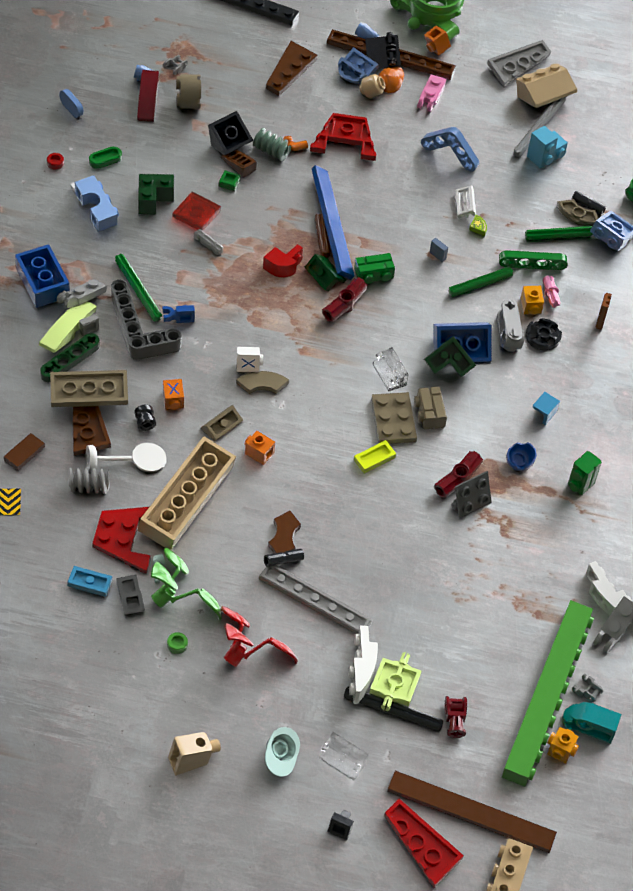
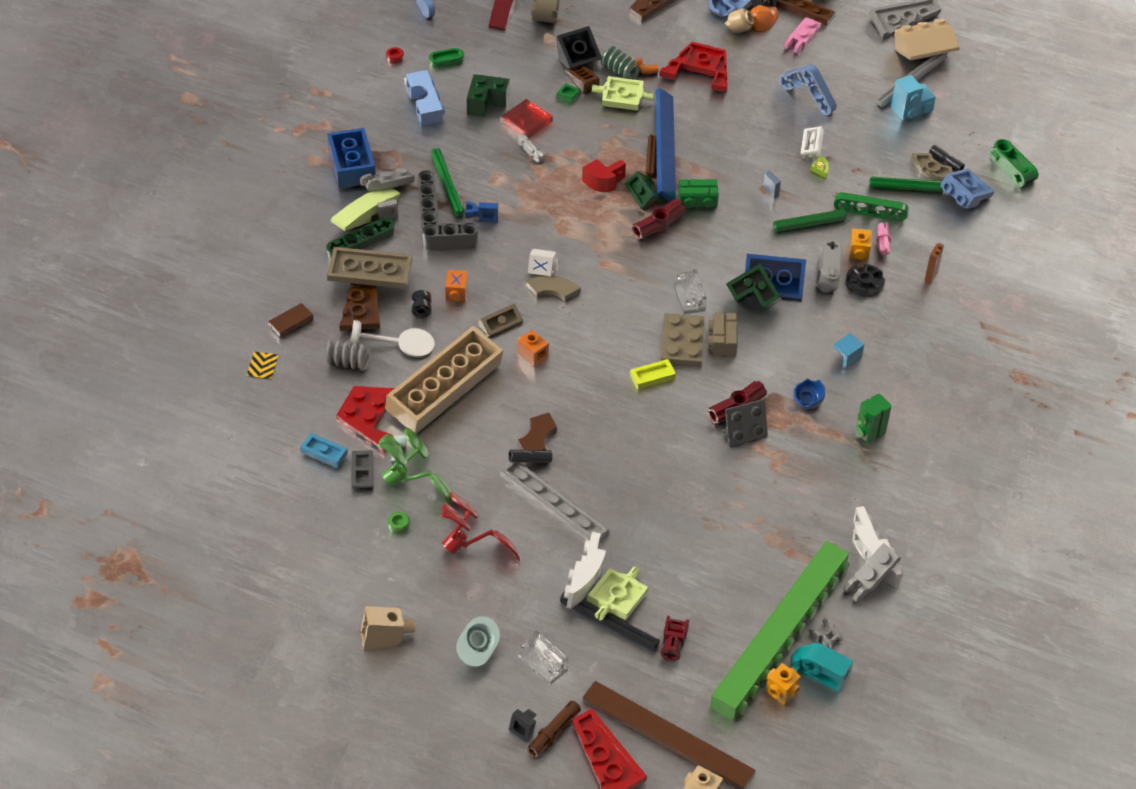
camera: 15 degrees right, 5 degrees down
(281, 174) = (622, 93): none -> yellowish green plate
(365, 831) = (547, 735): none -> reddish brown pin

